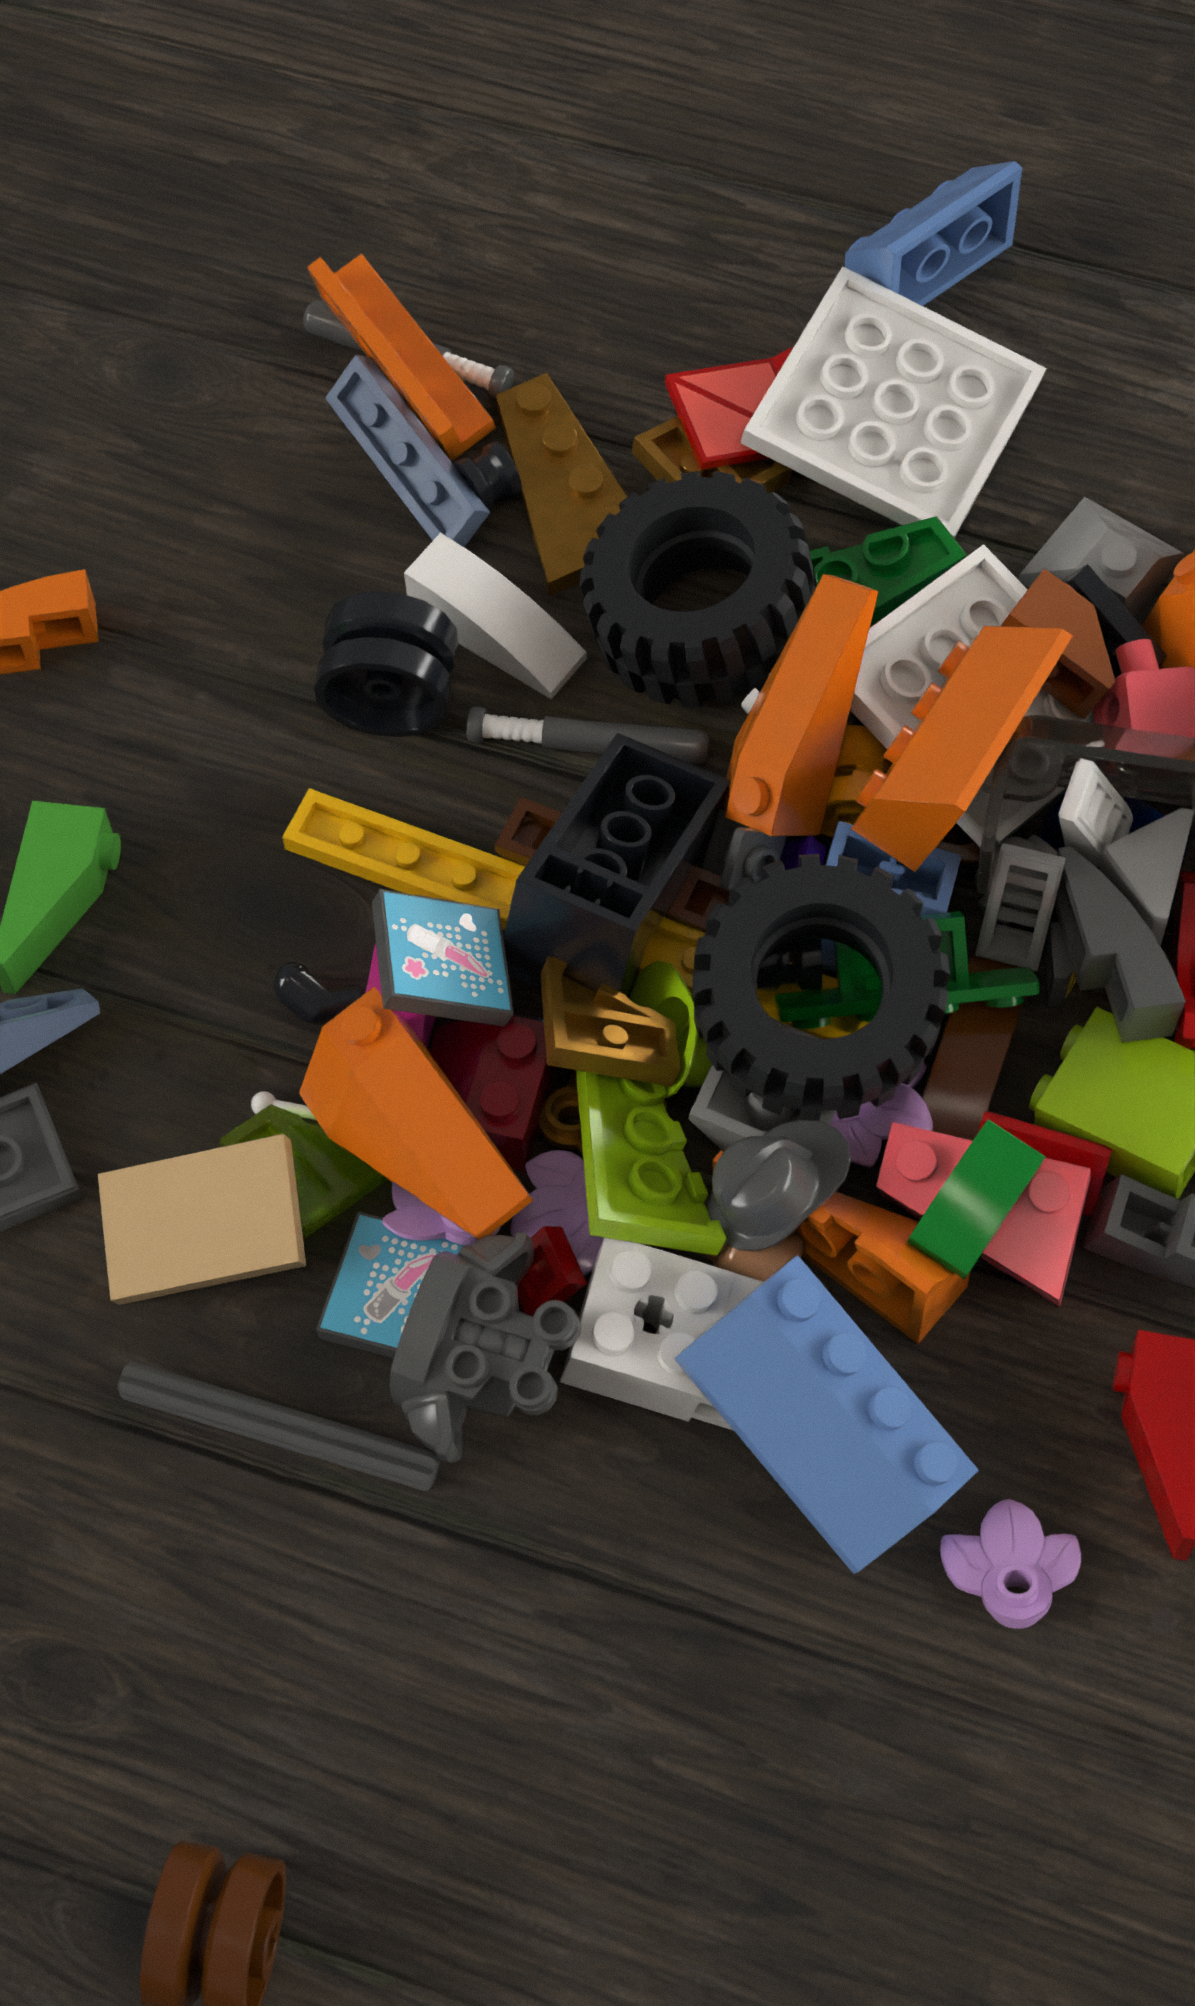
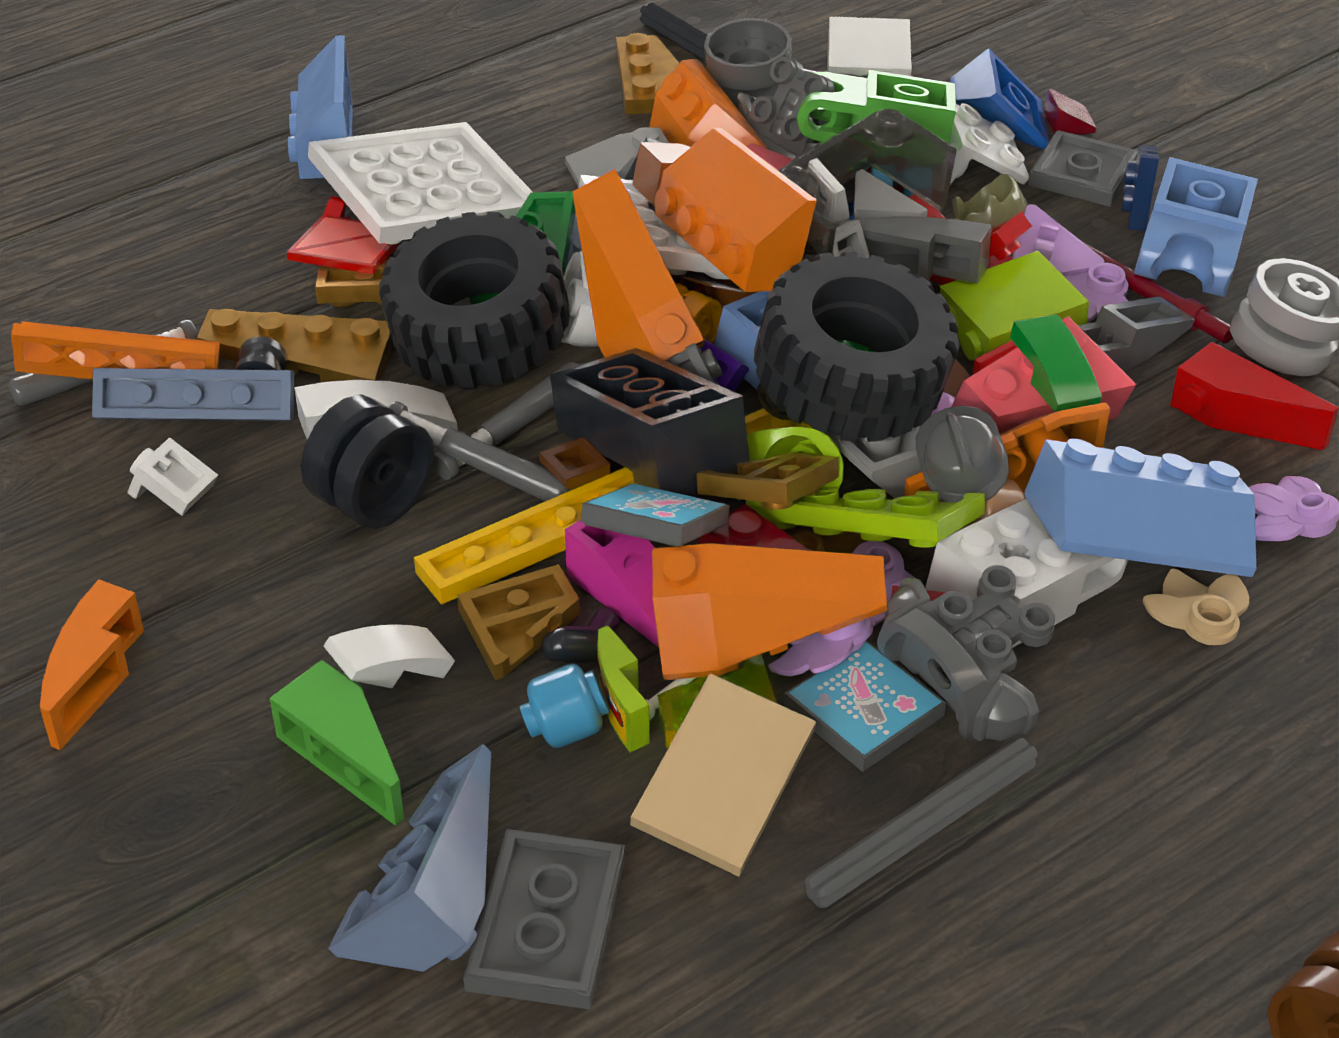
camera: 60 degrees left, 20 degrees down
(169, 850) = (384, 651): none -> white slope
(205, 1036) = (564, 706): none -> dark azure head
(270, 1056) = (620, 688): none -> lime slope
(281, 521) = (171, 476): none -> white bracket
(300, 921) = (516, 615): none -> pearl gold wing
(492, 740) = (494, 461): none -> dark grey piece
(778, 1536) = (1202, 611): none -> tan plate

